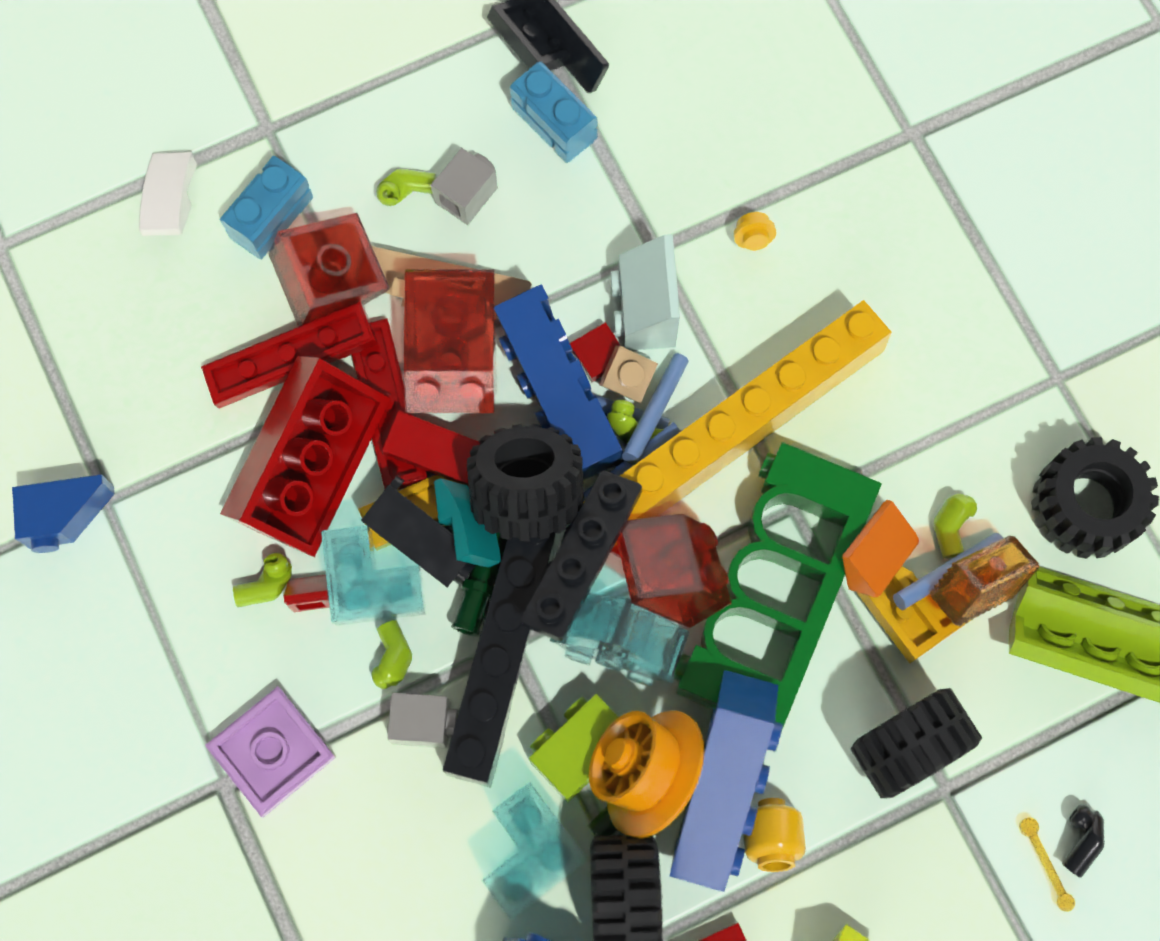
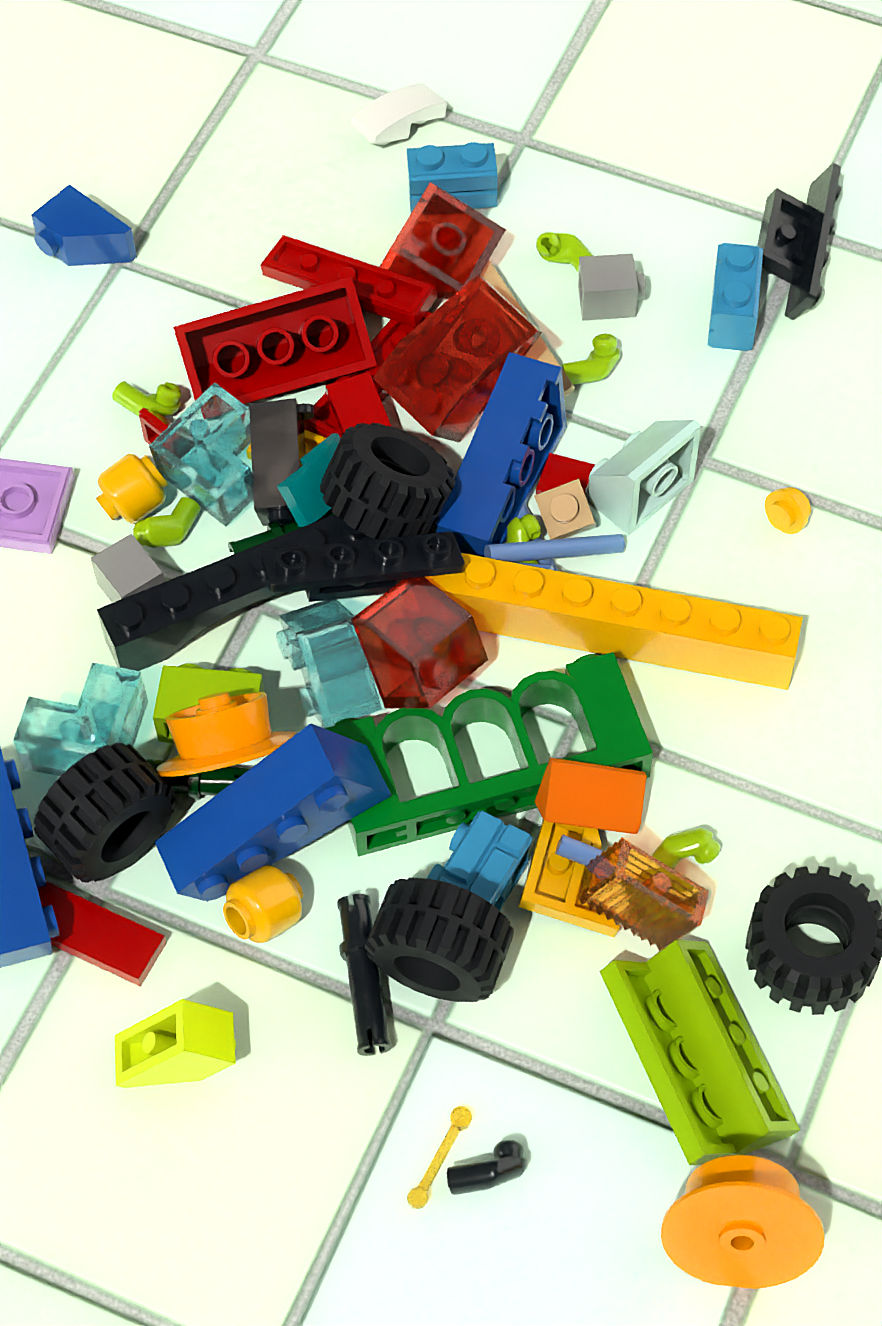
camera: 50 degrees right, 15 degrees down
(340, 658) = (131, 488): none -> yellow head
(519, 246) = (597, 364): none -> lime arm
(862, 797) = (363, 976): none -> black pin
(868, 670) = (486, 858): none -> dark azure brick

